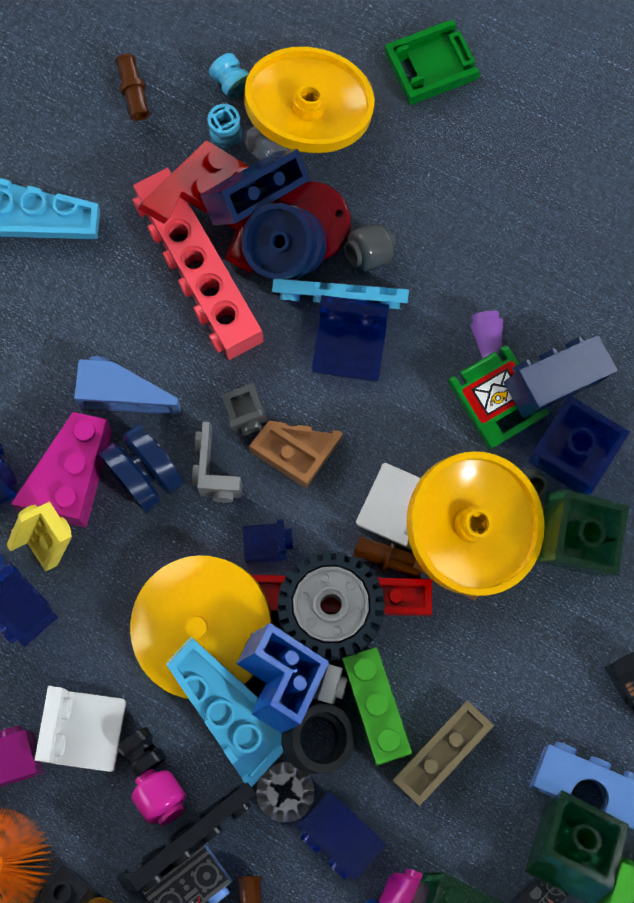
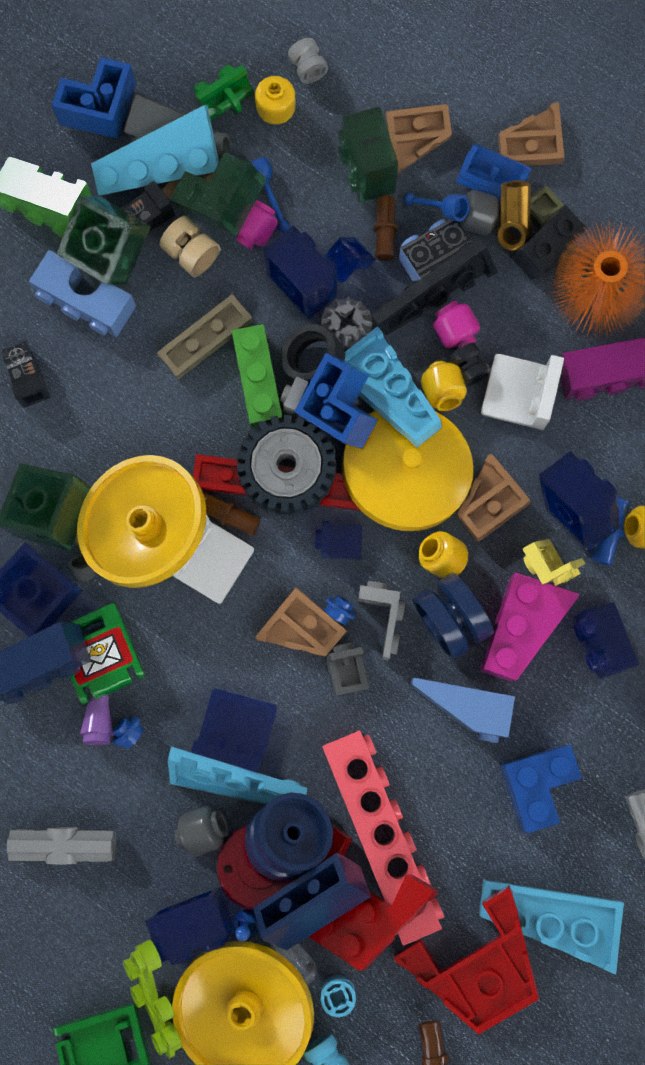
camera: 175 degrees left, 5 degrees up
(52, 330) = (529, 785): none -> blue brick
(89, 151) = (487, 981): none -> red wing
(108, 603) = (491, 500): none -> medium nougat wing
(155, 534) = (443, 554): none -> yellow head
(168, 724) = (443, 385): none -> yellow head
(258, 469) = (340, 609): none -> blue plate
(290, 867) = (348, 256): none -> clear blue bracket
(317, 171) = (247, 920): none -> blue hinge
(367, 161) = (189, 926): none -> clear blue brick
(403, 114) = (140, 967): none -> lime plant
(456, 327) = (127, 732): none -> blue plate
(466, 851) = (185, 242): none -> tan wheel
(501, 220) = (61, 845): none -> light grey piece

